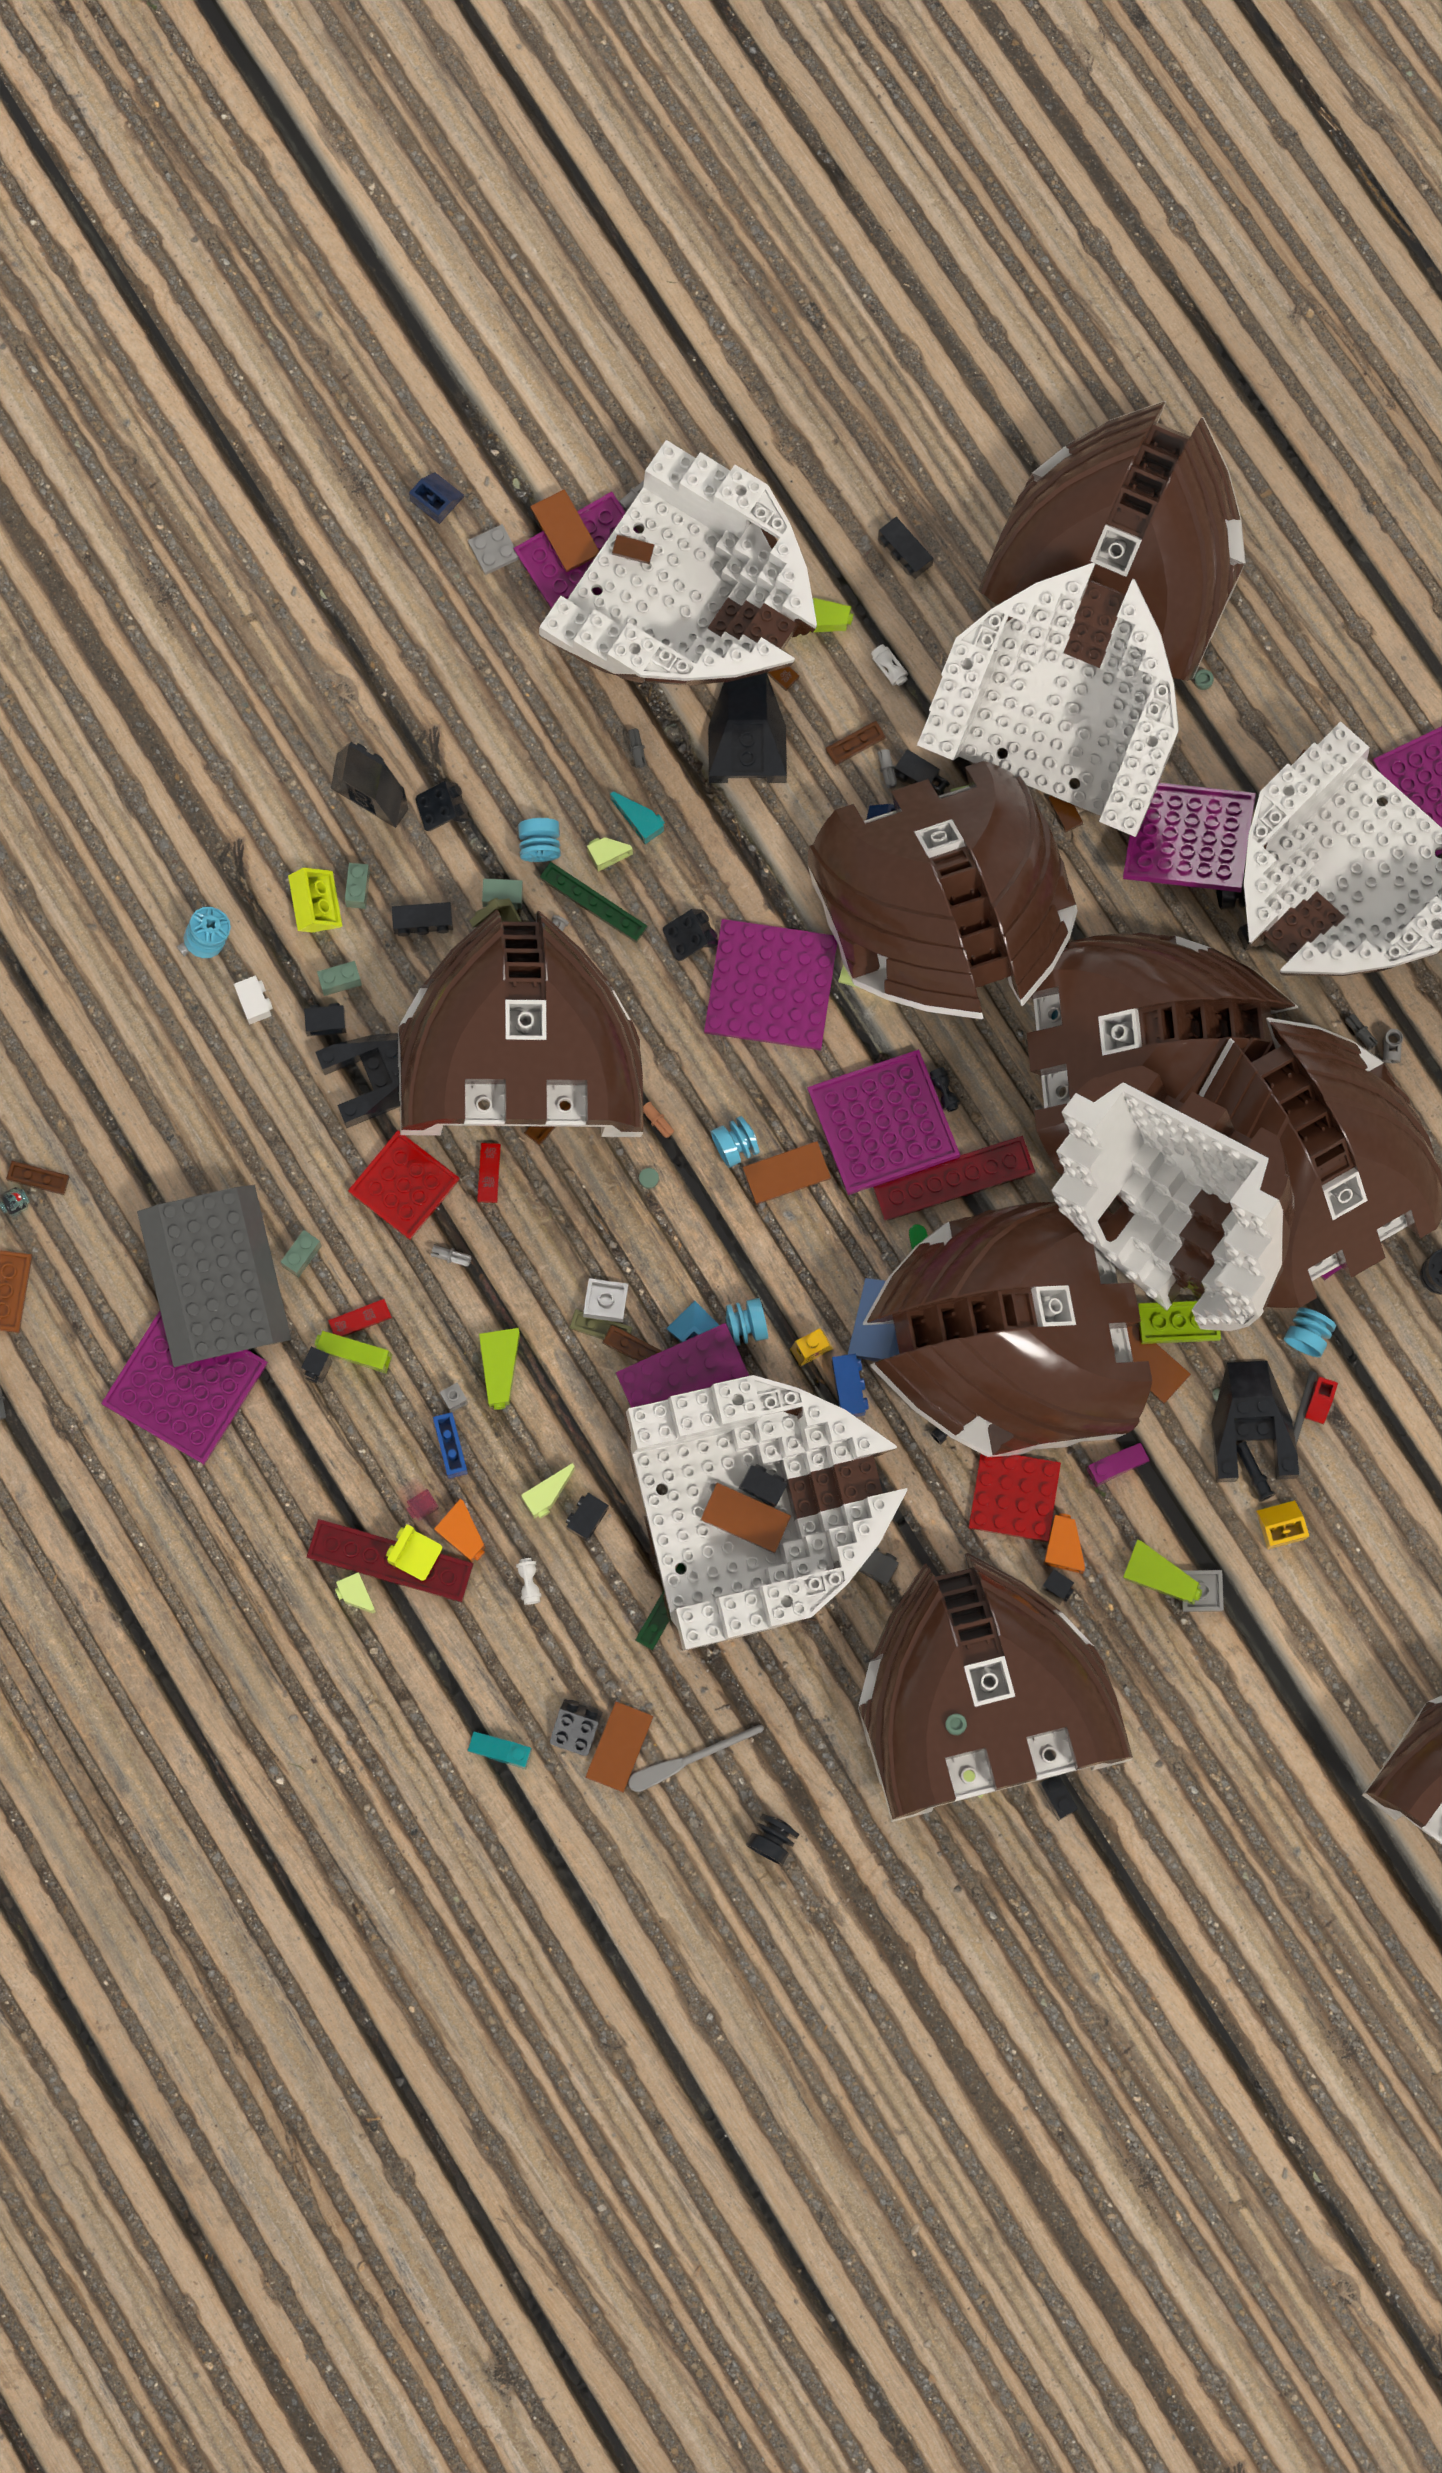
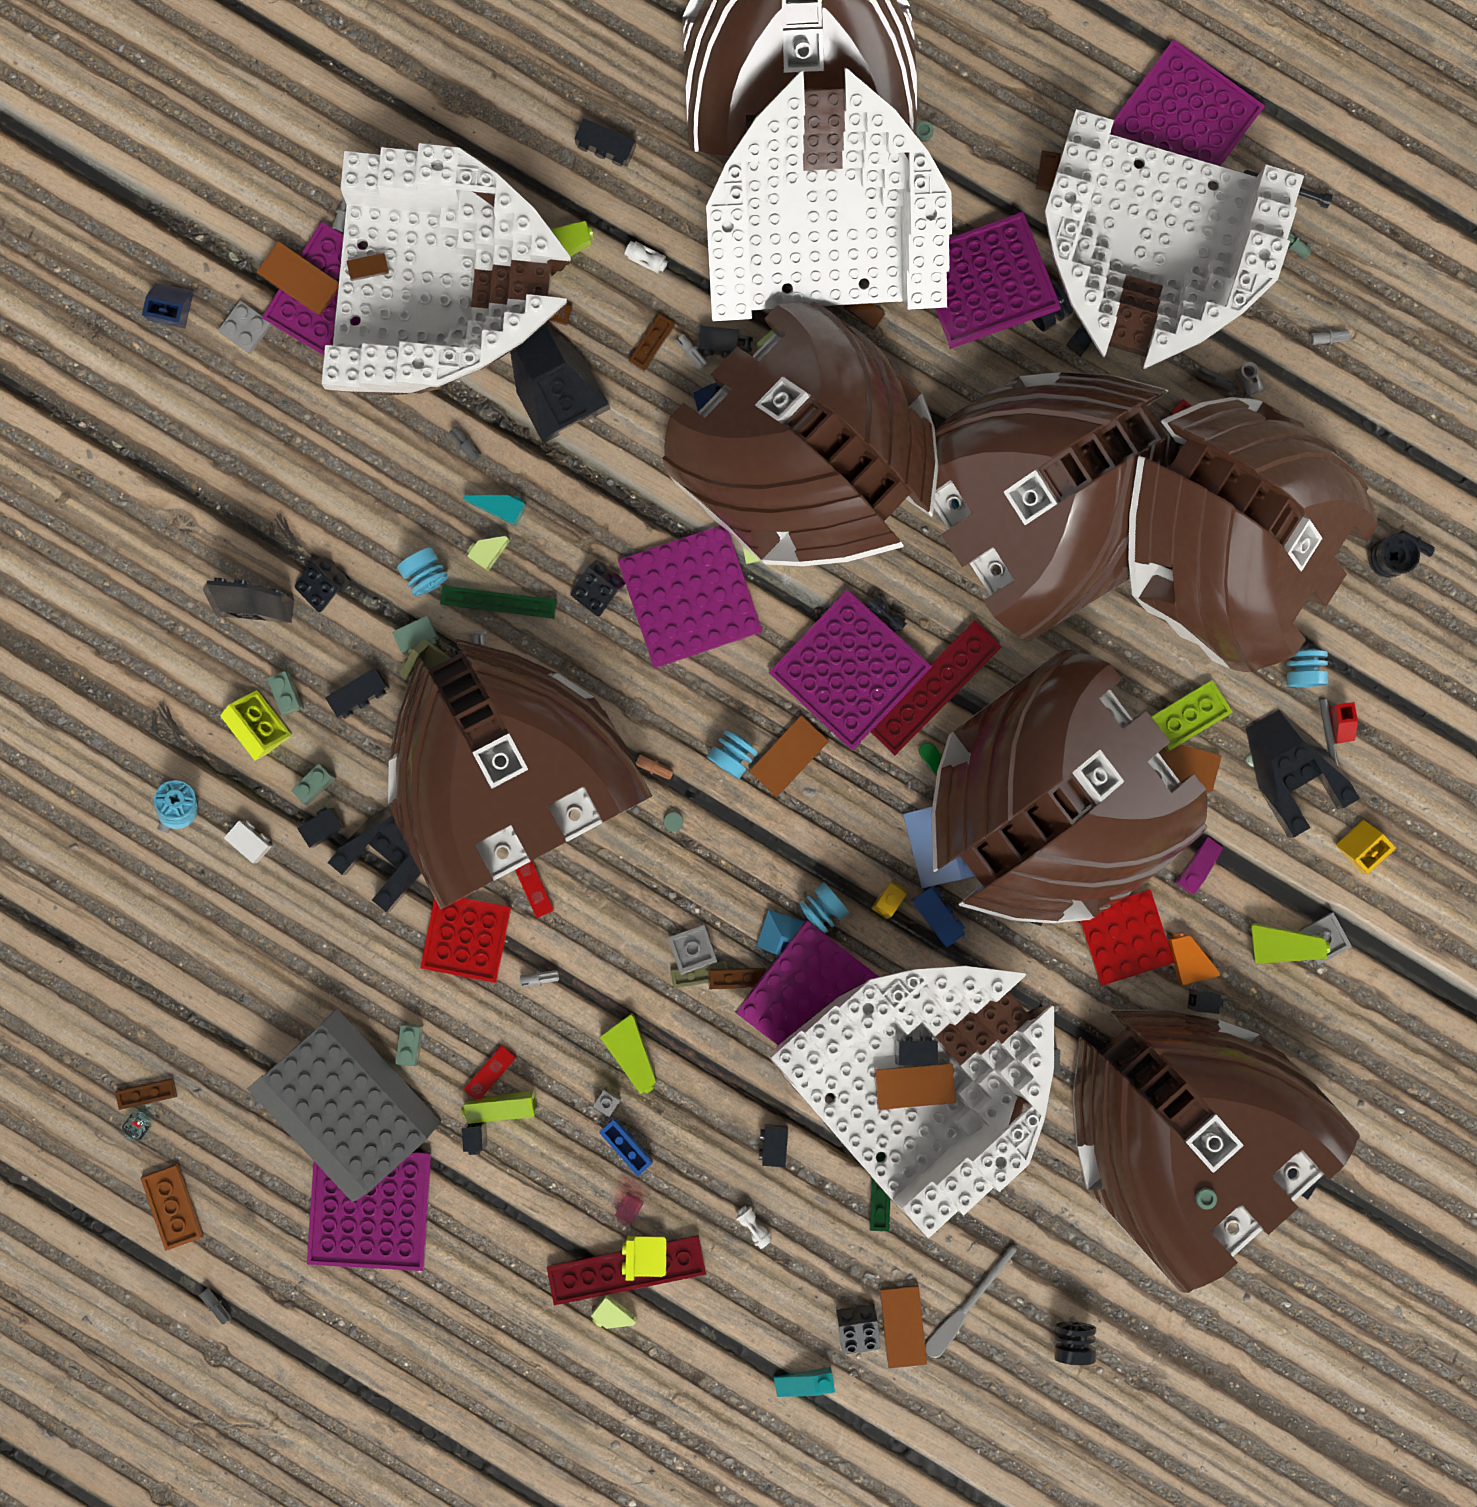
camera: 30 degrees left, 10 degrees up
(461, 1533) = (675, 1215): orange slope -> none
(544, 1495) = (727, 1148): yellowish green slope -> none
(1195, 1193) = (1179, 627): white piece -> none
(1258, 1480) = (1324, 818): black pin -> none

